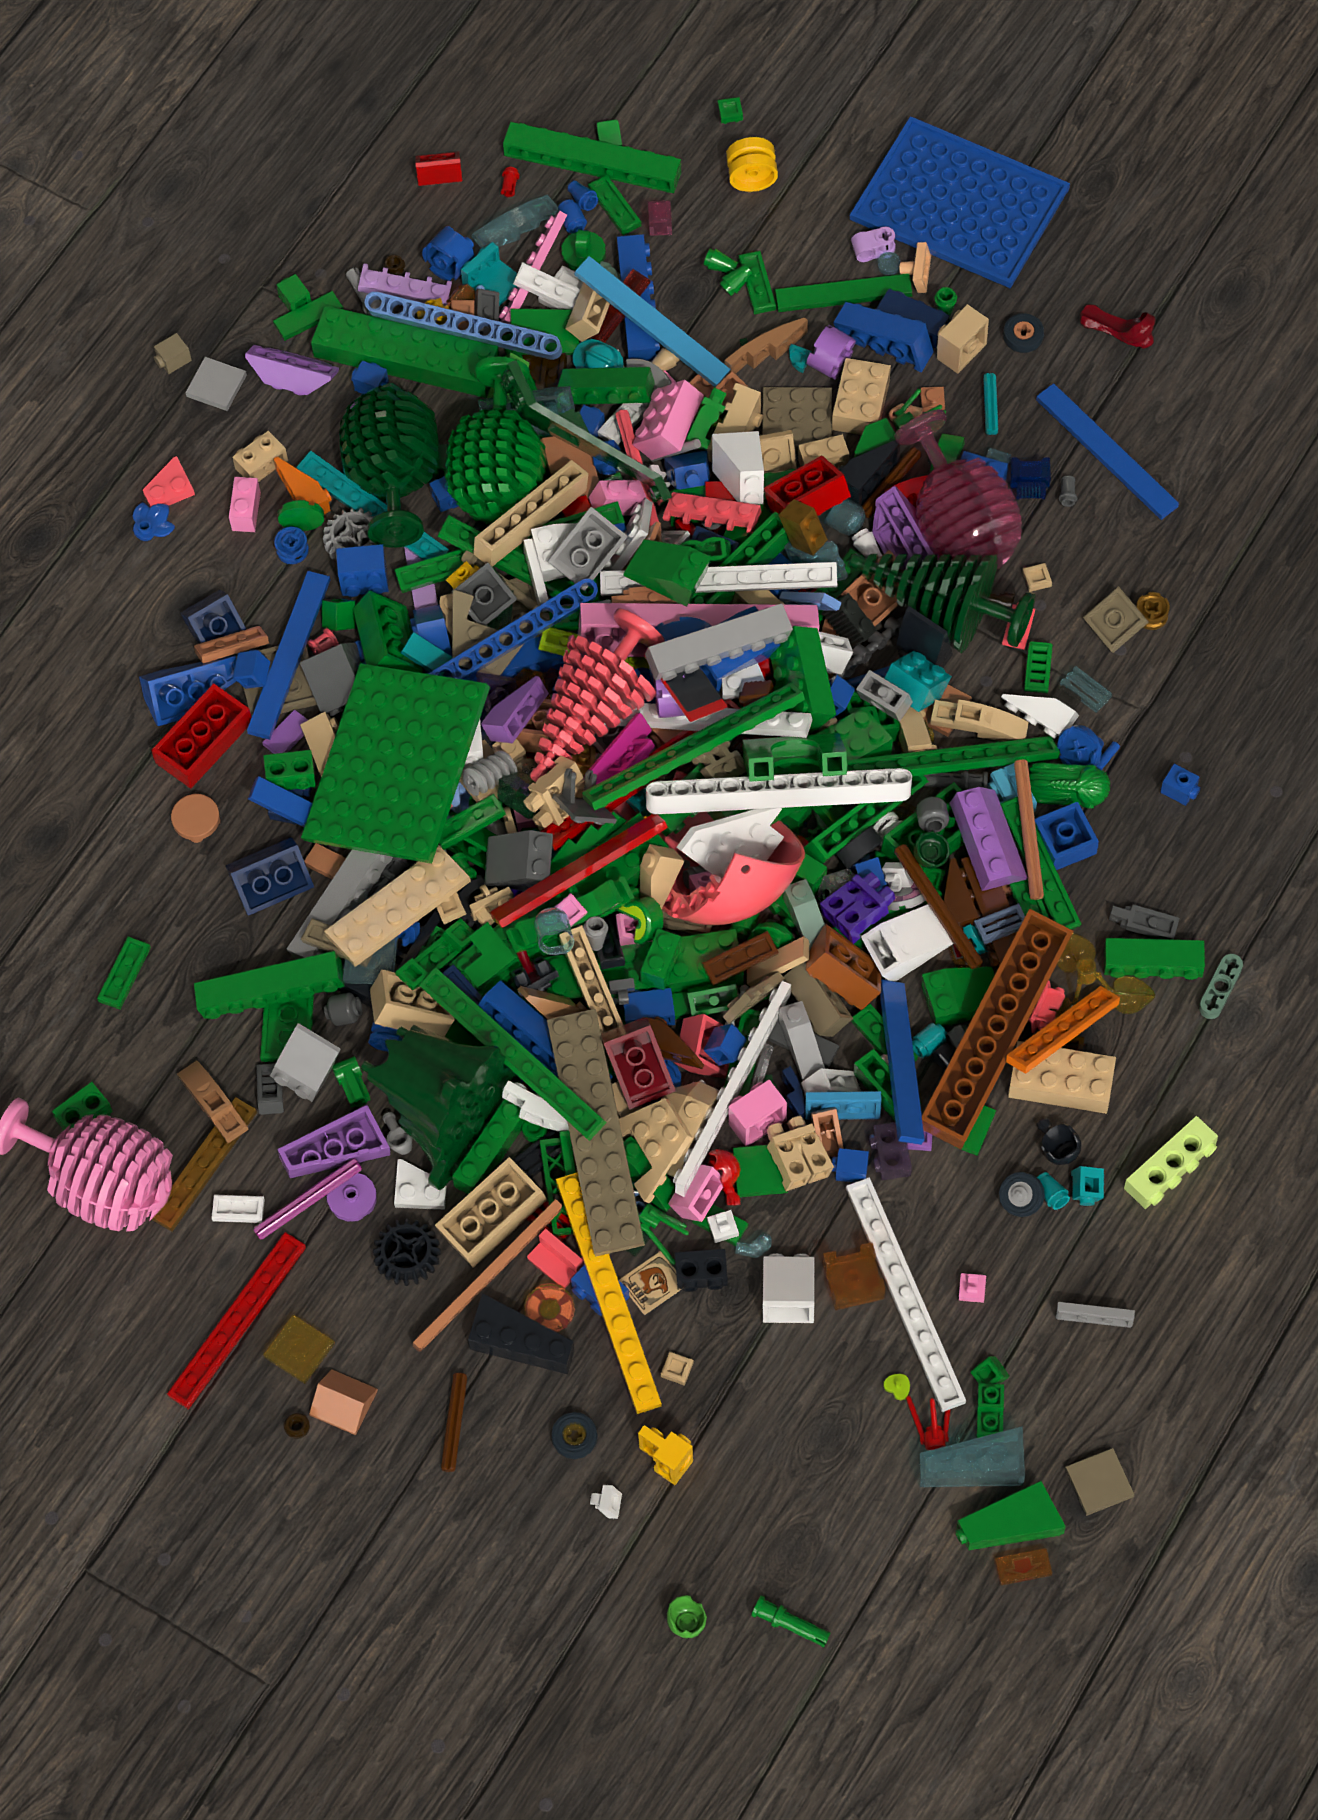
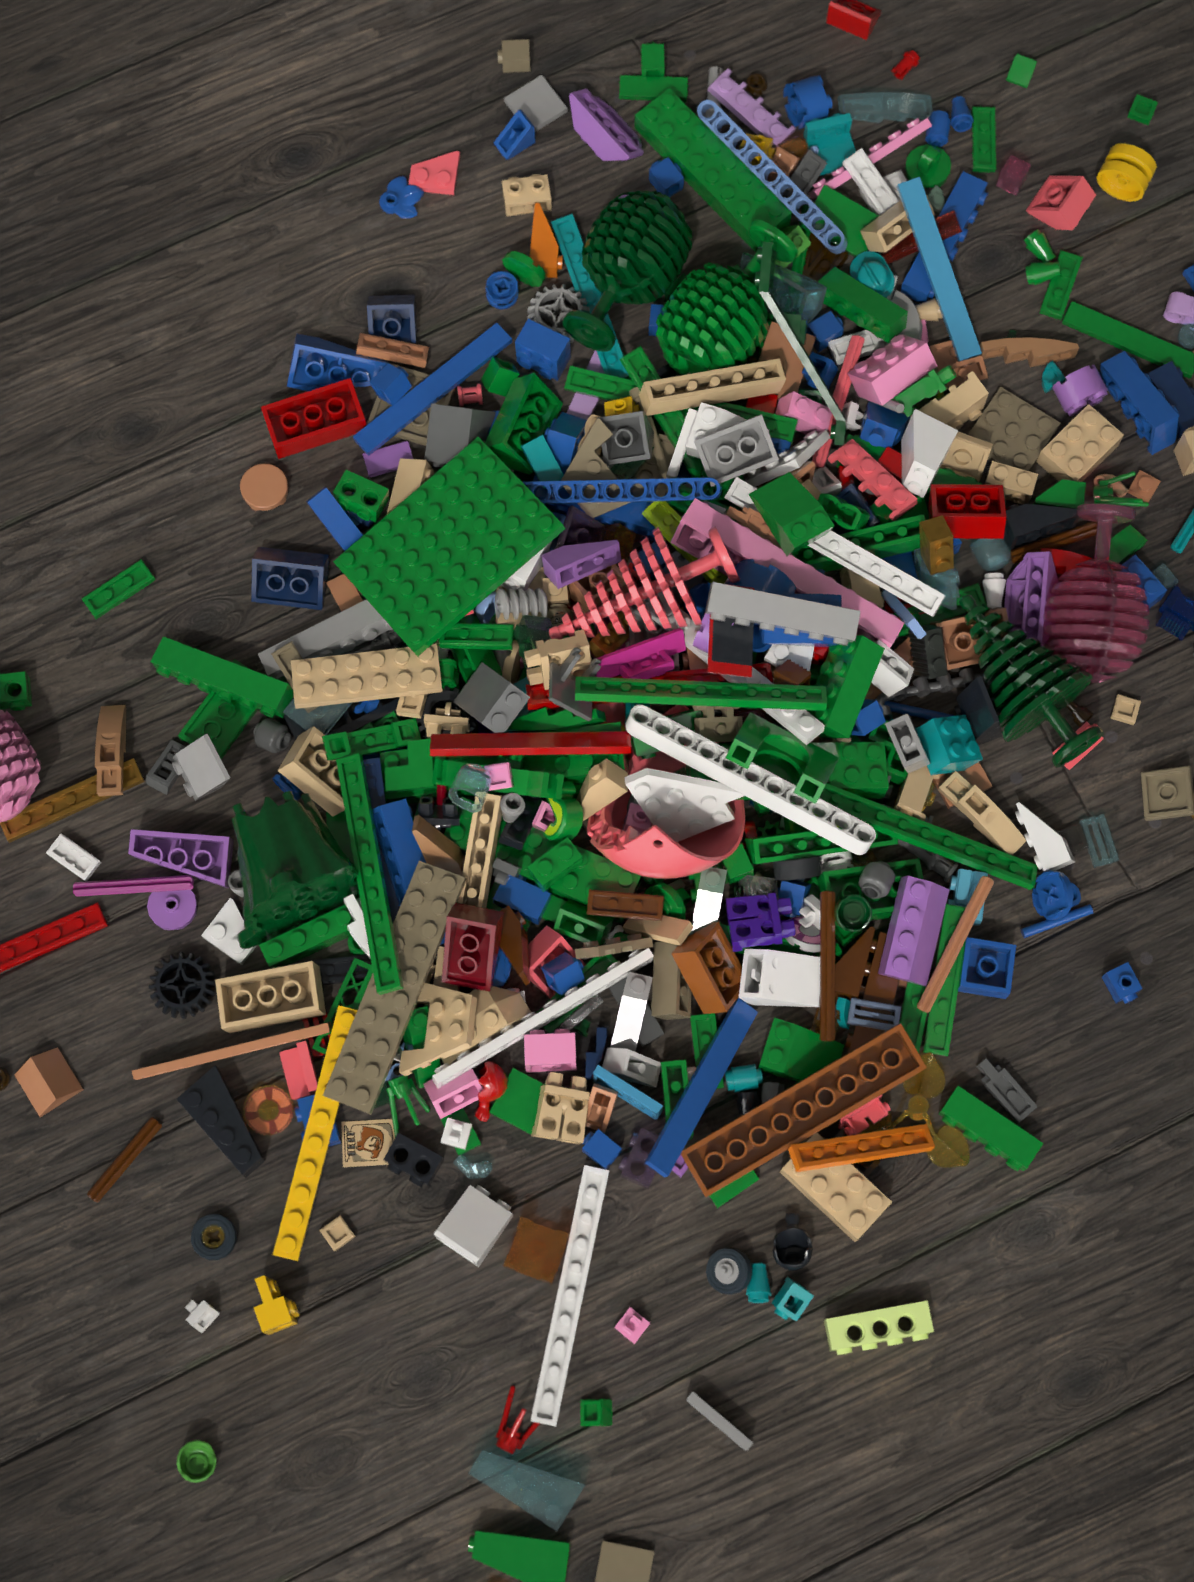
camera: 30 degrees right, 10 degrees up
(218, 416) = (516, 136): none -> blue slope
(244, 504) = (486, 229): bright pink brick -> none
(299, 1349) = (43, 1012): clear yellow tile -> none
(350, 1077) = (236, 793): green piece -> none
(592, 157) = (992, 83): green brick -> none
(713, 216) = (1062, 201): none -> coral slope
(780, 1617) = (274, 1512): green pin -> none
(898, 1385) = (511, 1371): lime piece -> none
(990, 1409) = (572, 1447): green slope -> none
(1038, 652) = (1080, 777): green slope -> none
(1069, 784) = (1021, 921): green hair -> none
(1230, 980) = (1020, 1207): sand green beam -> none

